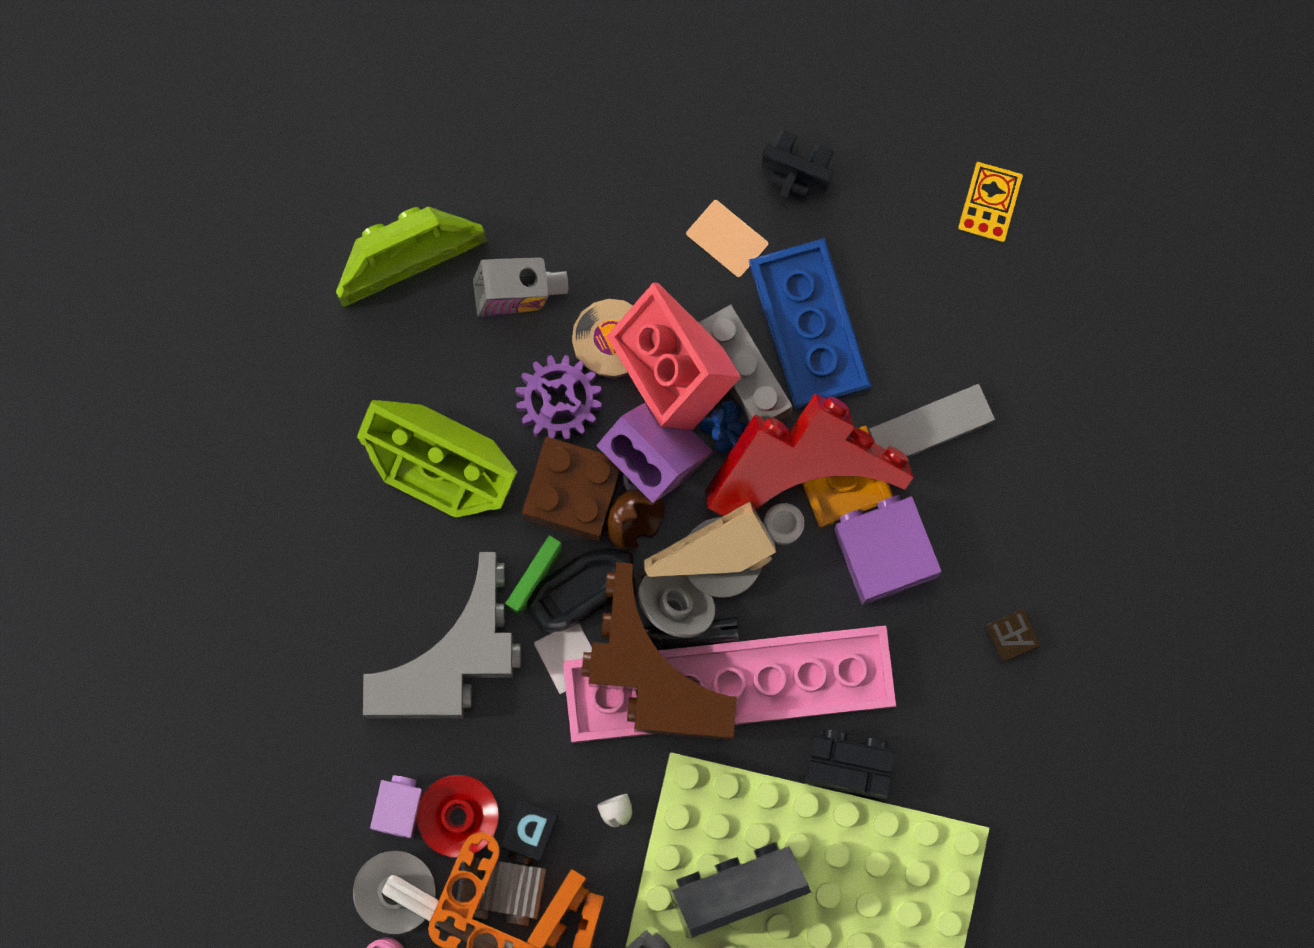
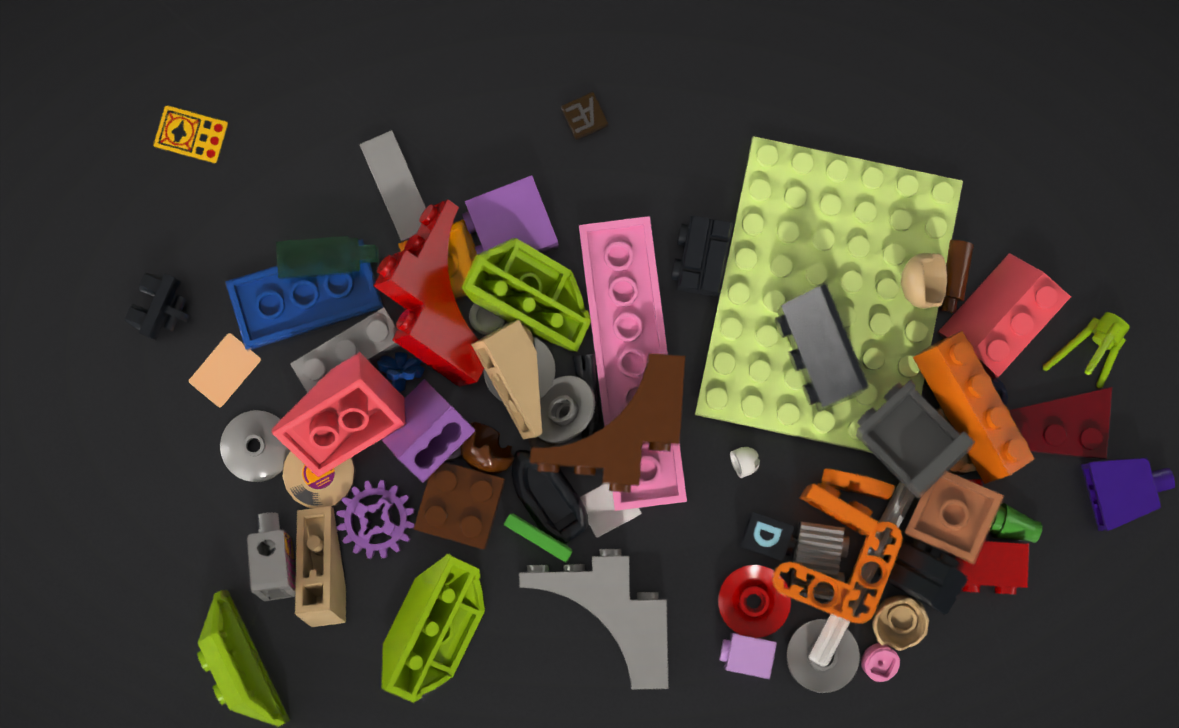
camera: 90 degrees left, 5 degrees up
(505, 337) = (319, 569): none -> tan slope
(620, 264) = (250, 465): none -> light grey dish
(810, 567) = (530, 288): none -> lime wedge
(850, 341) = (322, 257): none -> clear green hinge

